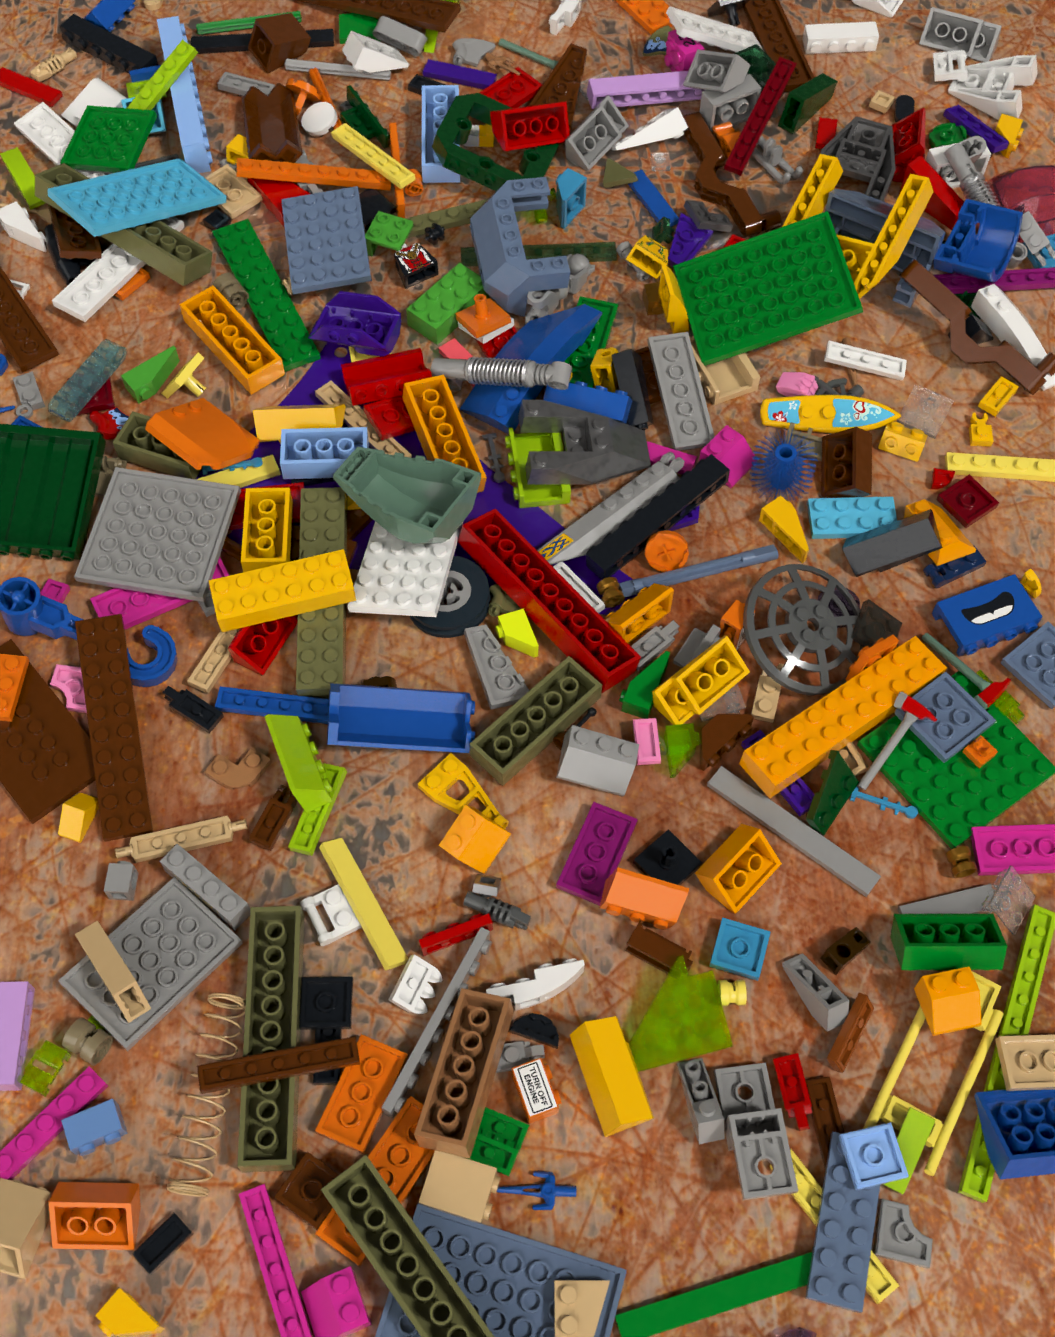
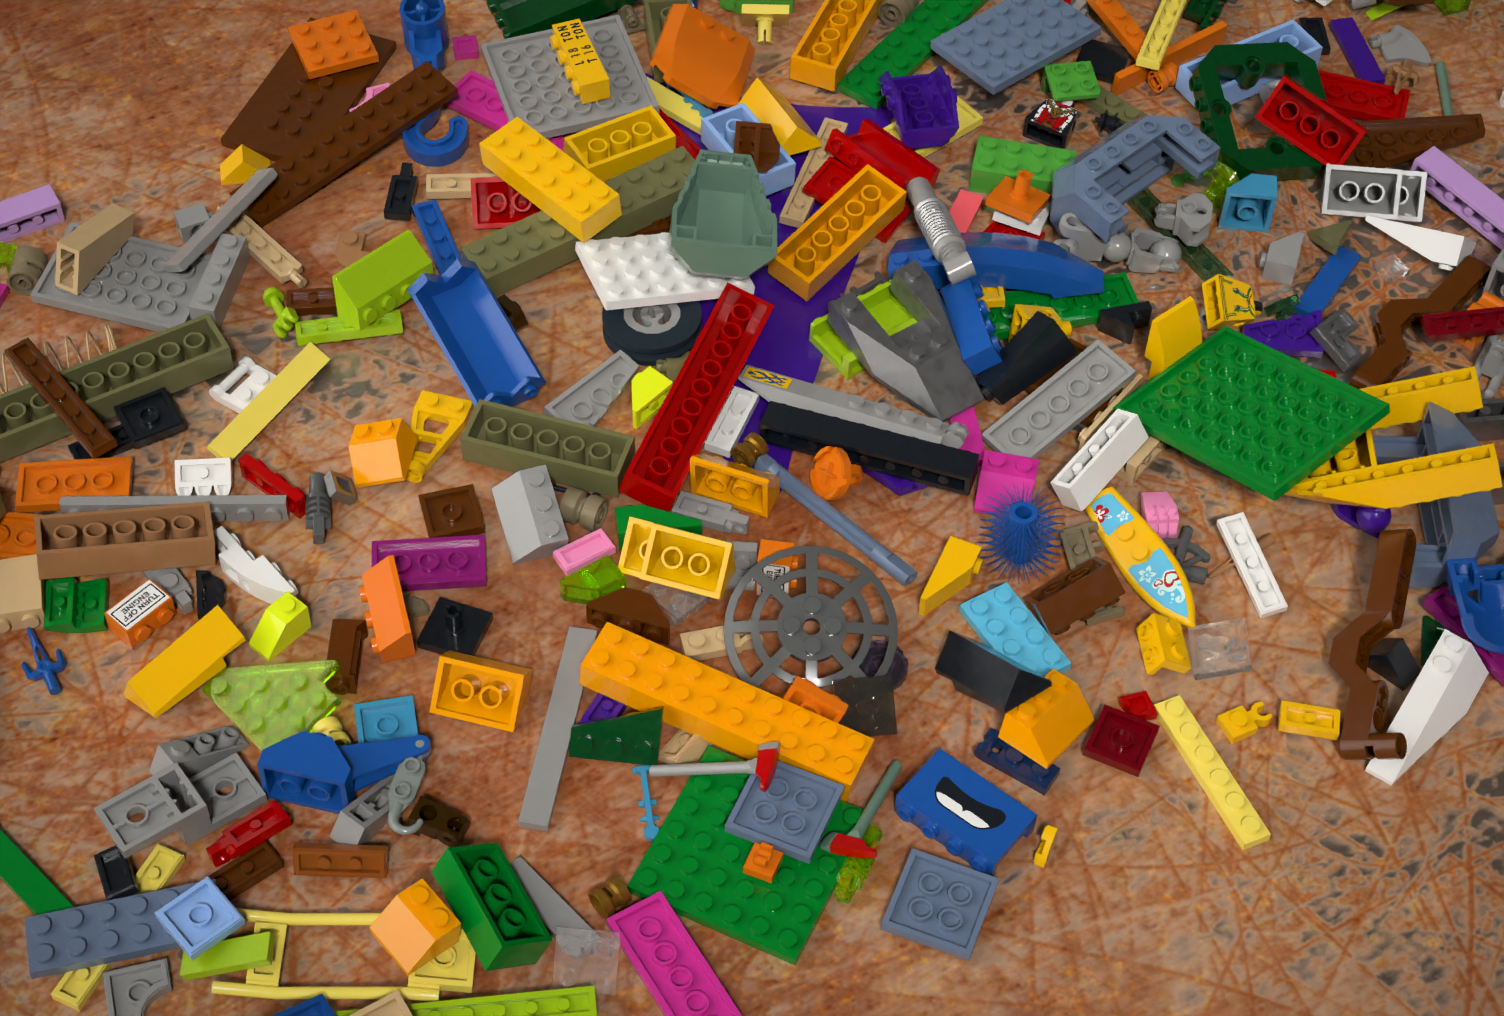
camera: 60 degrees right, 10 degrees down
(144, 856) = (220, 220): none -> light grey tile
(157, 514) = (580, 61): none -> yellow brick
(279, 852) = (286, 316): none -> lime hinge
(339, 442) = (759, 142): none -> reddish brown slope
(556, 816) = (451, 512): none -> reddish brown plate
(561, 237) = (1187, 218): none -> light grey hinge
(605, 987) = (280, 626): none -> neon yellow slope
(609, 720) = (585, 509): none -> dark tan wheel
(622, 209) = (1282, 259): none -> light grey slope
(623, 321) = (1122, 320): none -> black slope
(744, 392) = (1099, 460): none -> white brick
(780, 999) = (324, 776): none -> blue slope
(788, 1208) = (116, 874): none -> black tile

